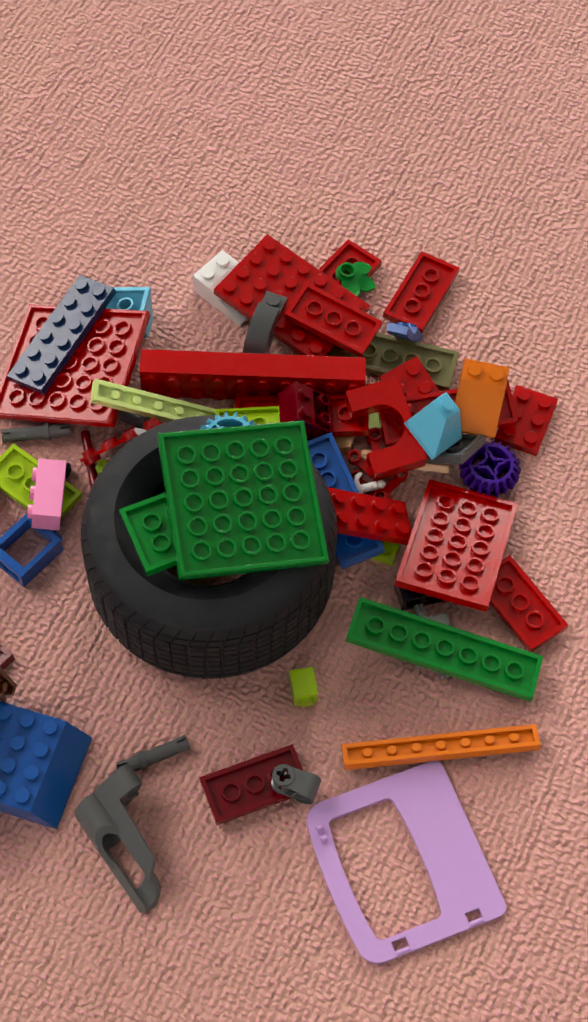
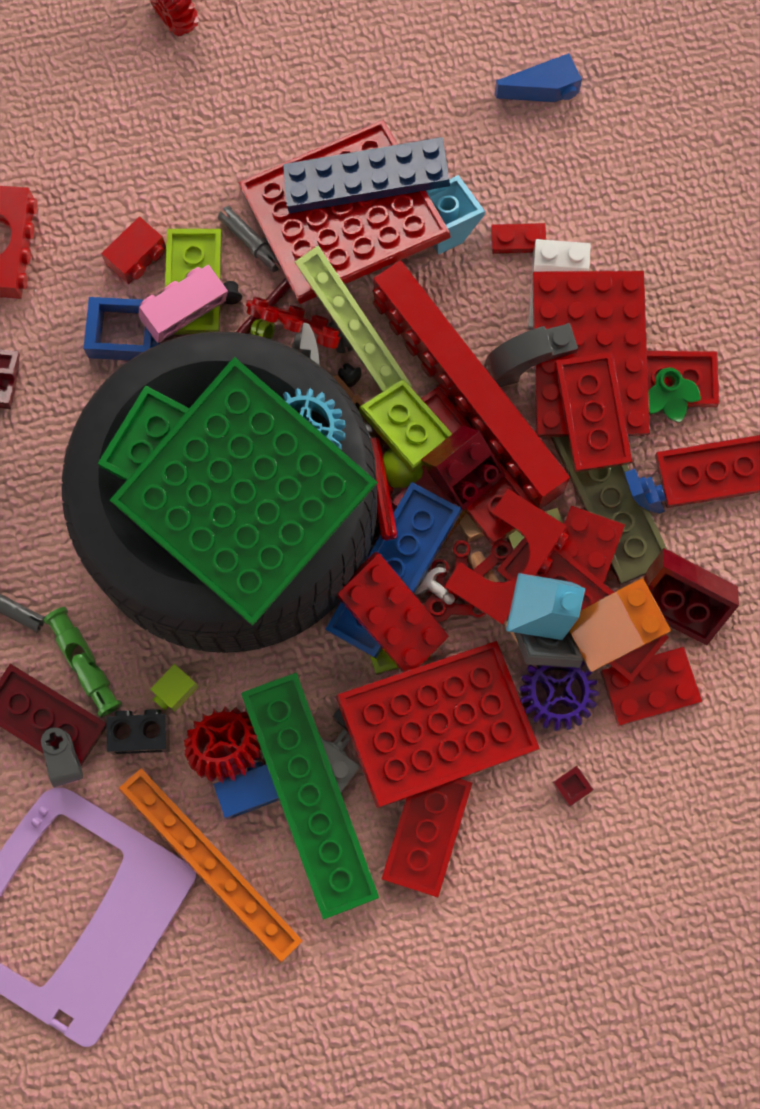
camera: 55 degrees right, 15 degrees up
(91, 205) = (544, 82): none -> blue slope
(176, 291) = (516, 237): none -> red plate
(251, 733) = (90, 676): none -> bright green piece
(320, 732) = (138, 741): none -> black brick
(368, 678) = (223, 753): none -> red gear
(409, 690) = (246, 791): none -> blue brick
(495, 348) = (691, 596): none -> dark red slope
(555, 503) = (572, 786): none -> dark red plate

